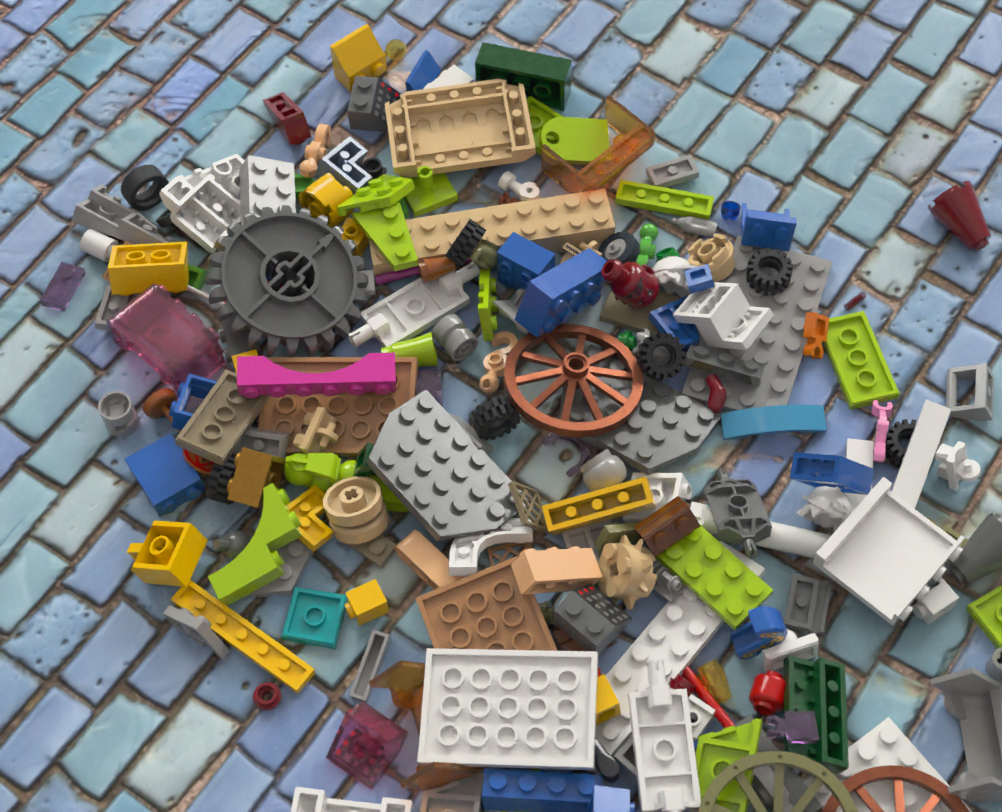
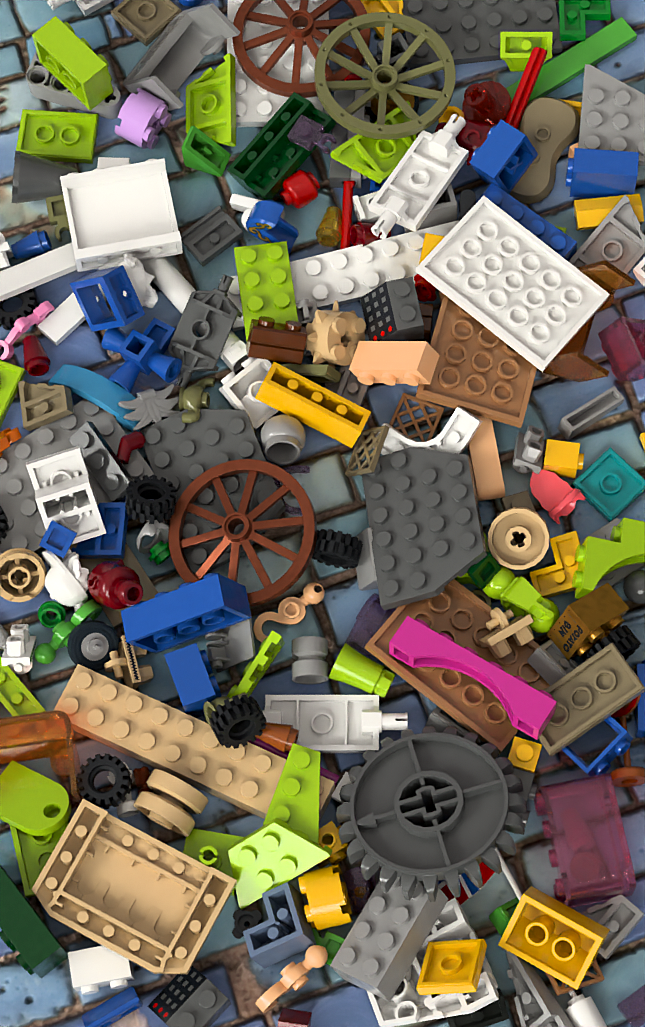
camera: 140 degrees left, 10 degrees up
(207, 202) = (452, 967): none -> yellow plate
(352, 573) = (554, 494): none -> coral piece
(397, 589) = (529, 451): none -> light grey hips
(476, 185) = (170, 802): none -> tan wheel
(532, 184) = (94, 767): none -> black tyre
(666, 217) = (19, 649): none -> white hips
(698, 461) = (195, 398): none -> olive piece
(727, 436) = (150, 406): none -> light grey piece
(769, 467) = (142, 353): none -> blue brick
(810, 384) = (43, 404): none -> dark tan wing
(853, 418) = (35, 357): none -> dark red cone
(879, 671) = (203, 153): none -> bright green slope
(912, 719) = (213, 103): none -> lime wing
(940, 500) = (32, 245): none -> blue cone
(955, 651) = (143, 119): none -> lavender brick

